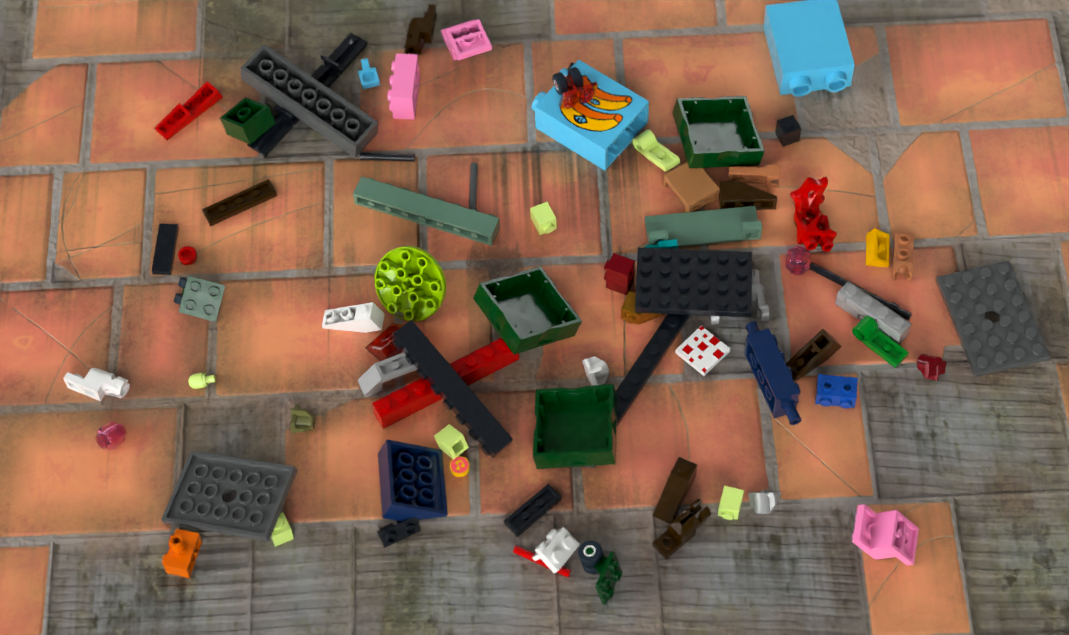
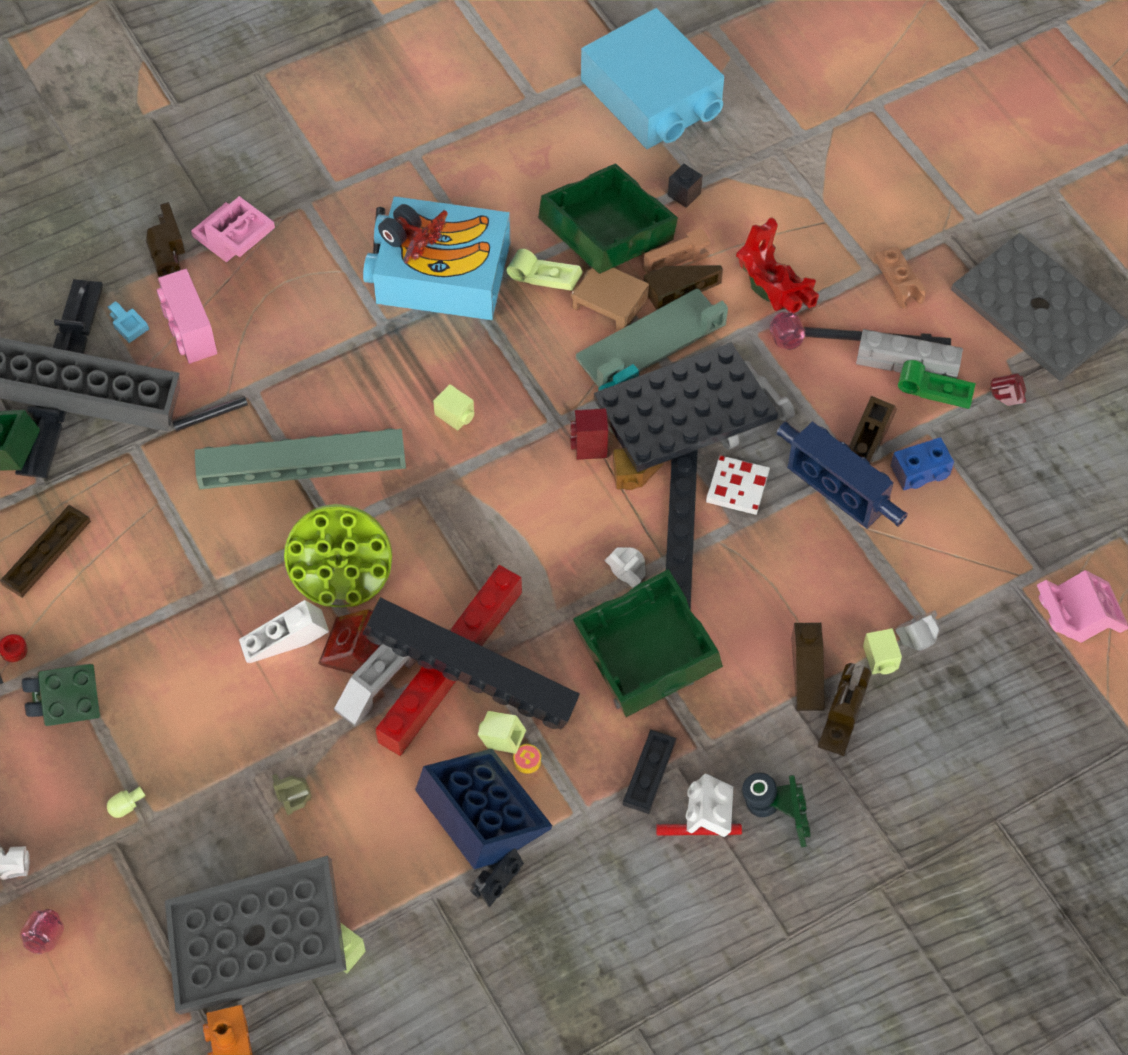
camera: 30 degrees left, 0 degrees up
(473, 185) = (340, 404): dark grey bar -> none
(527, 310) = (505, 526): dark green tile -> none
(877, 248) = (865, 280): yellow slope -> none

